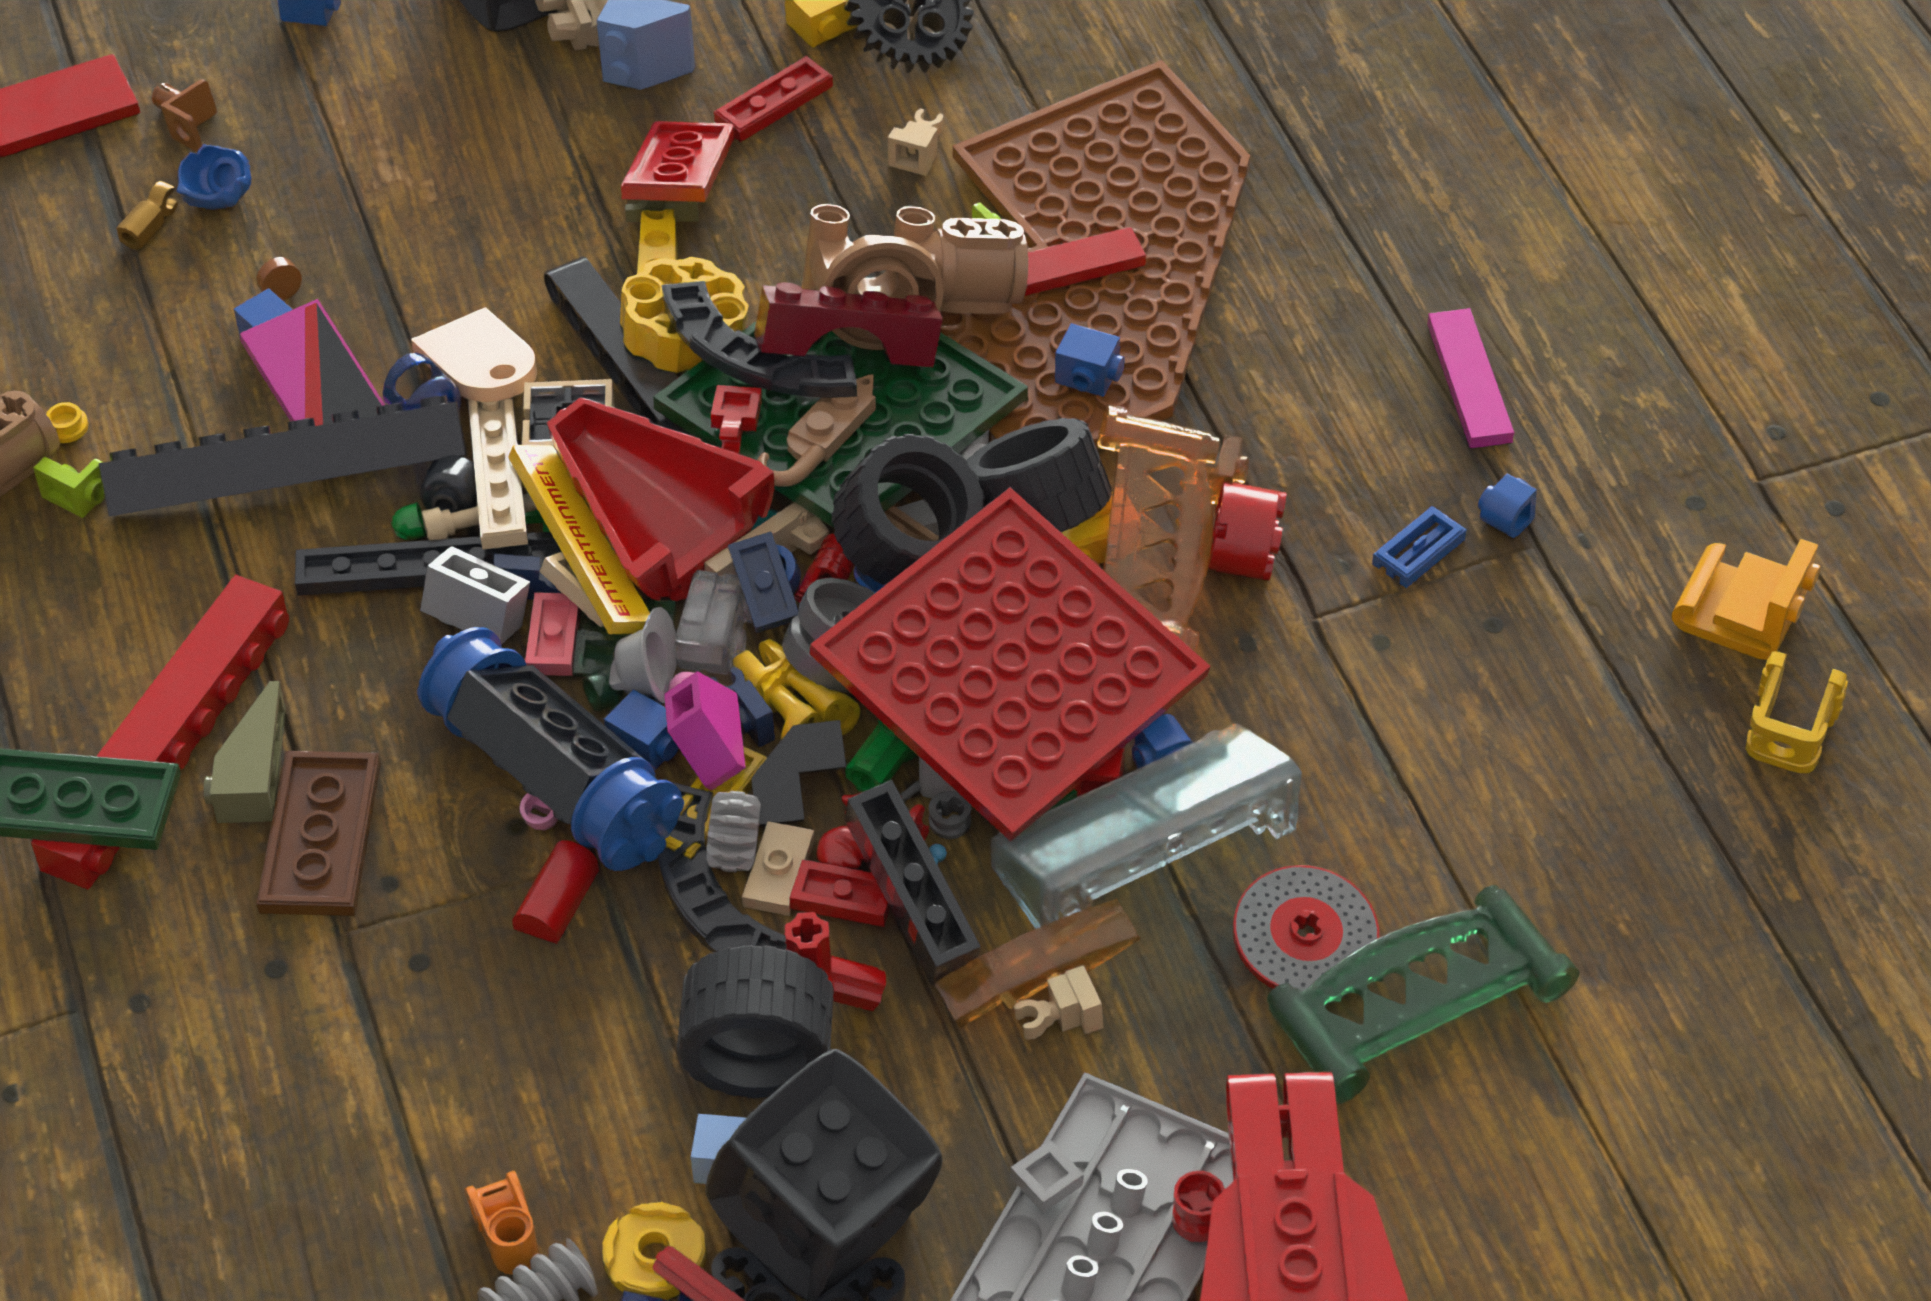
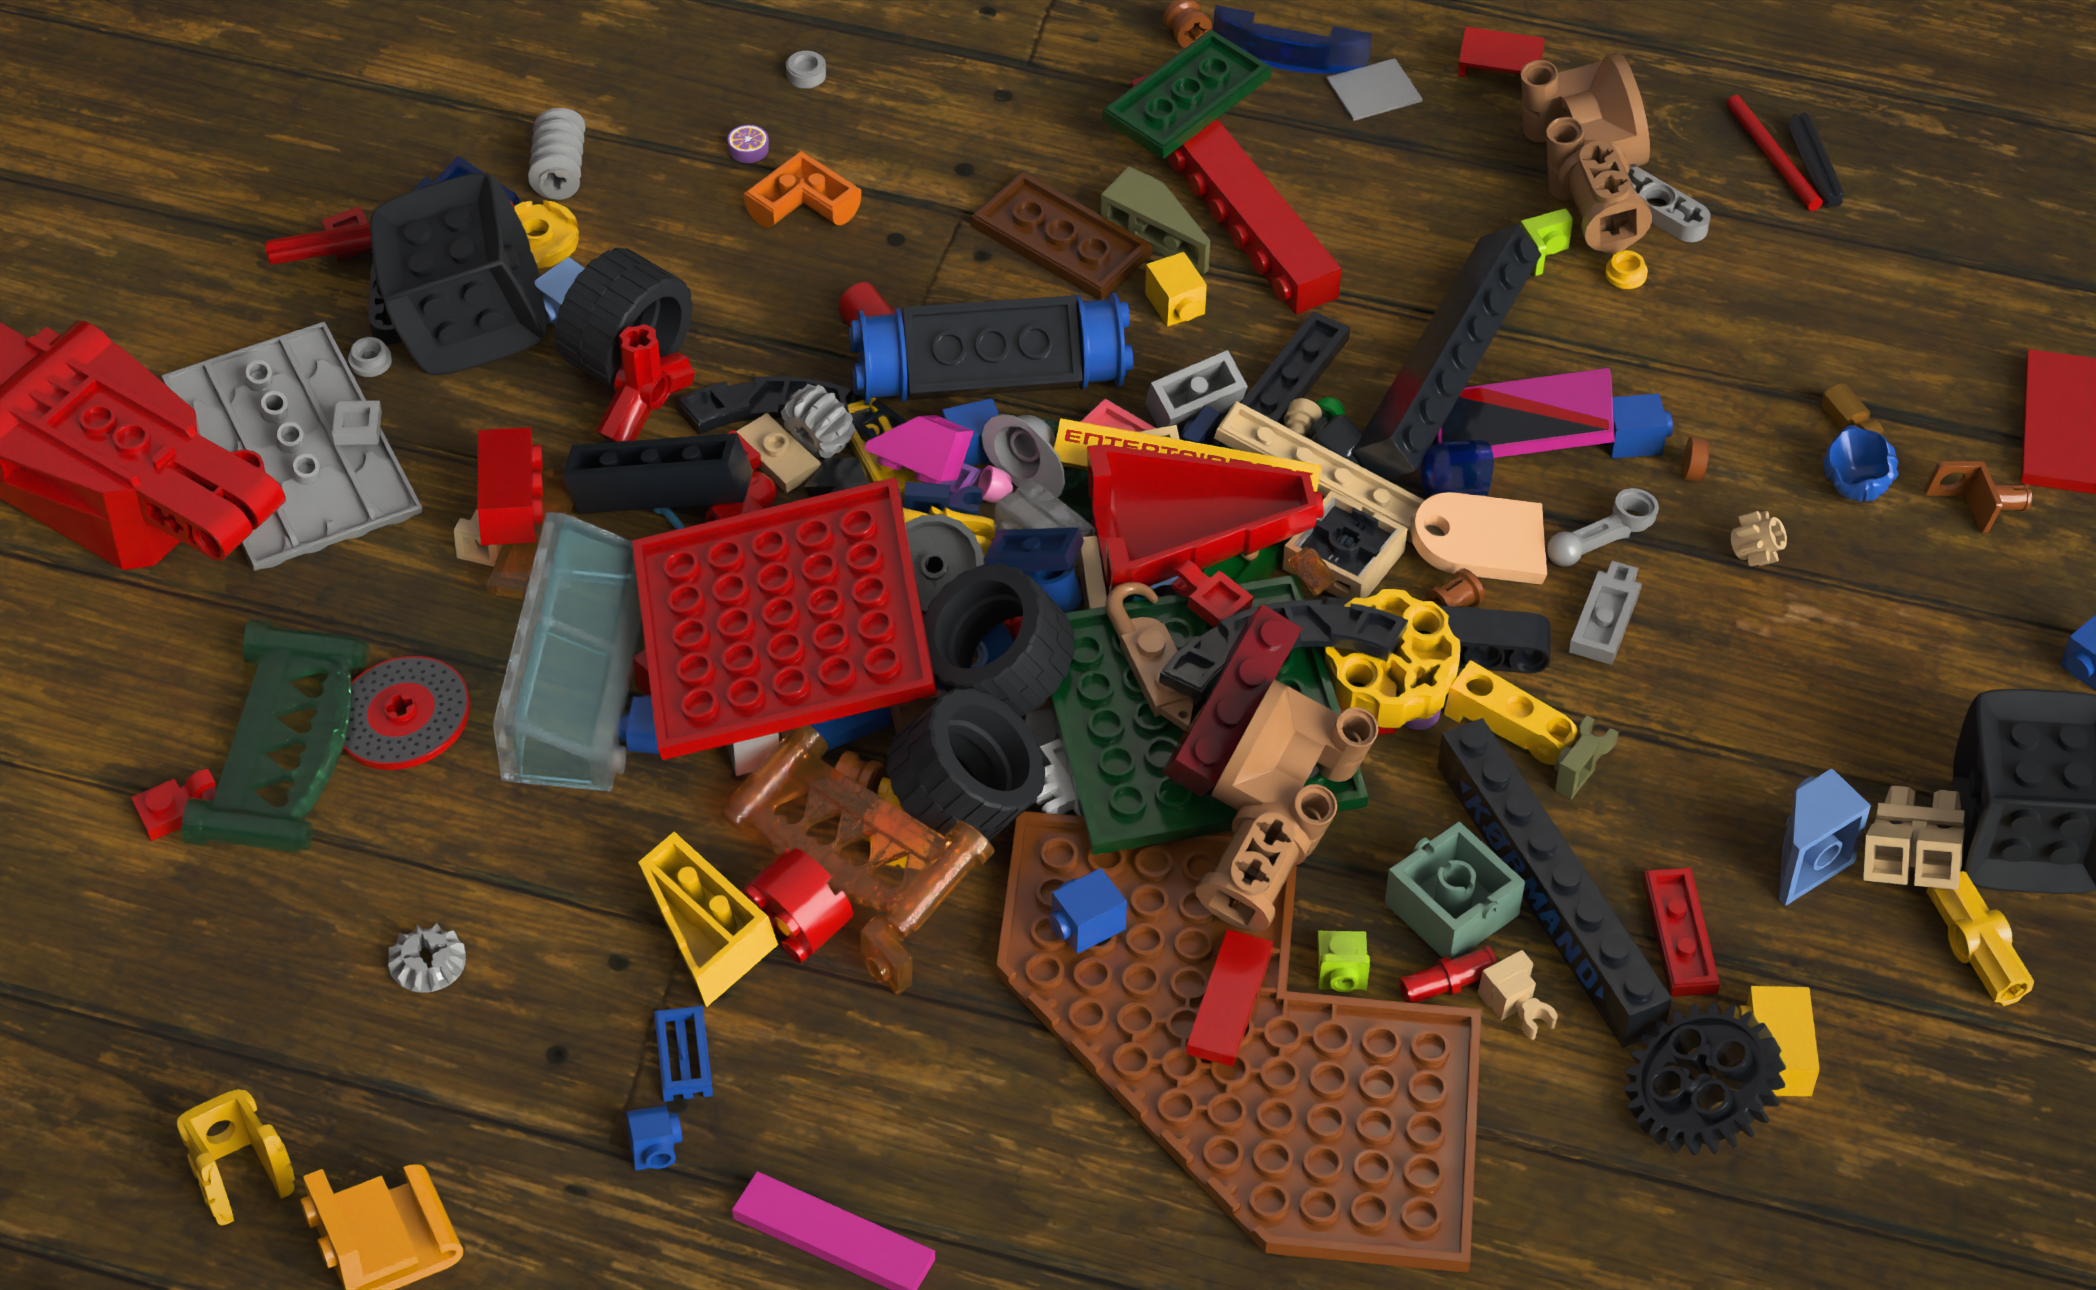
camera: 125 degrees right, 0 degrees up
(227, 1184) = (805, 69): none -> light grey tile
(339, 694) = (1175, 289): none -> yellow brick
(345, 202) = (1758, 538): none -> tan gear
(382, 1157) = (748, 143): none -> medium lavender tile
(421, 1059) = (800, 182): none -> orange brick
(440, 308) = (1567, 547): none -> light grey piece
(495, 257) = (1606, 613): none -> light grey hinge
(504, 1216) = (627, 166): orange piece -> none
(559, 345) = (1461, 591): none -> dark orange bush
(648, 380) = (1312, 570): none -> clear orange slope
(678, 161) = (1615, 776): red tile -> none
(802, 161) = (1555, 883): none -> black brick
(869, 187) = (1454, 891): none -> sand green brick
(934, 182) = (1446, 976): none -> red pin
(941, 1249) = (369, 357): none -> light grey plate
(1027, 979) = (509, 486): none -> red brick
(1309, 580) = (707, 917): none -> yellow wedge
(1513, 762) = (410, 970): none -> light grey gear
(1553, 1025) = (164, 805): none -> red plate

